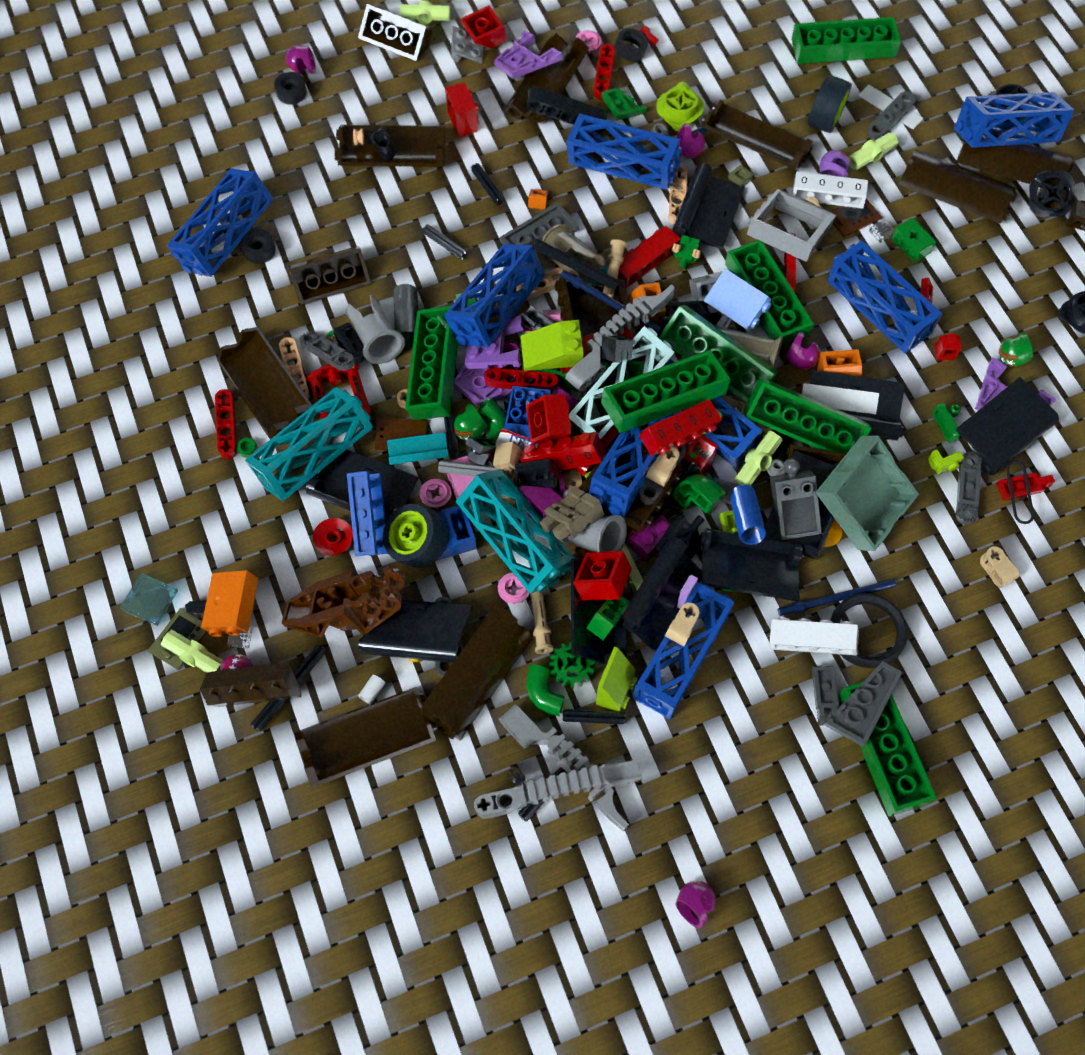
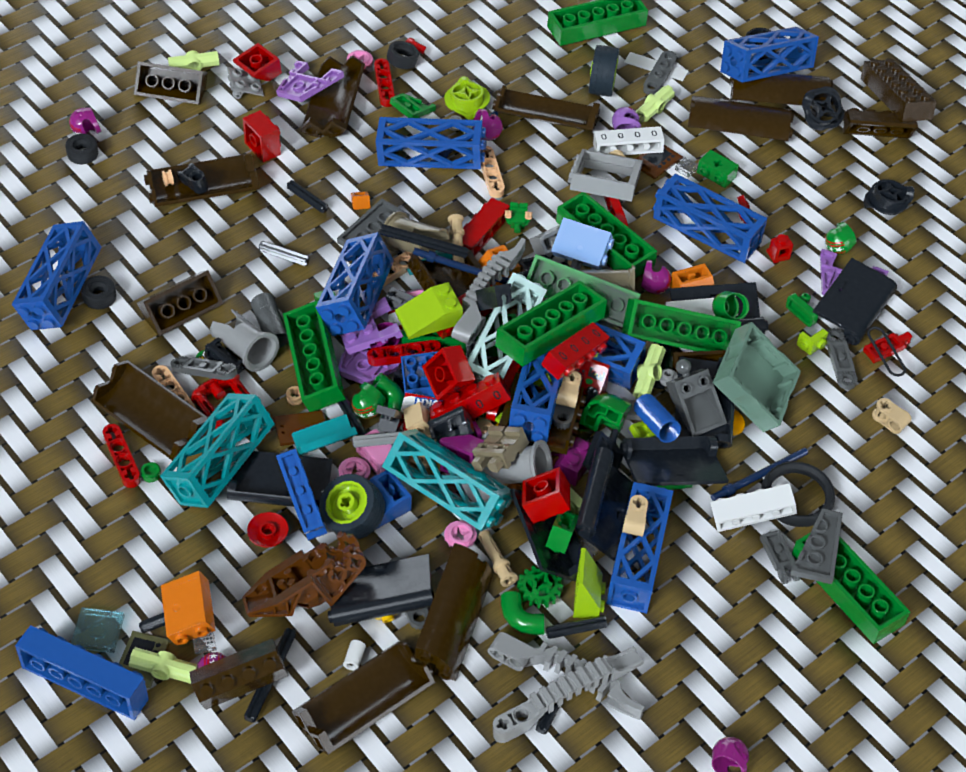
camera: 20 degrees left, 15 degrees down
(118, 641) = (82, 672): none -> blue brick
(516, 776) = (526, 688): black axle -> none
(561, 107) = (357, 116): black beam -> none
(686, 590) = (626, 494): lavender tile -> none
(704, 208) = (521, 176): black door -> none
(740, 175) = (543, 146): olive tile -> none
(865, 404) = (727, 306): none -> green helmet

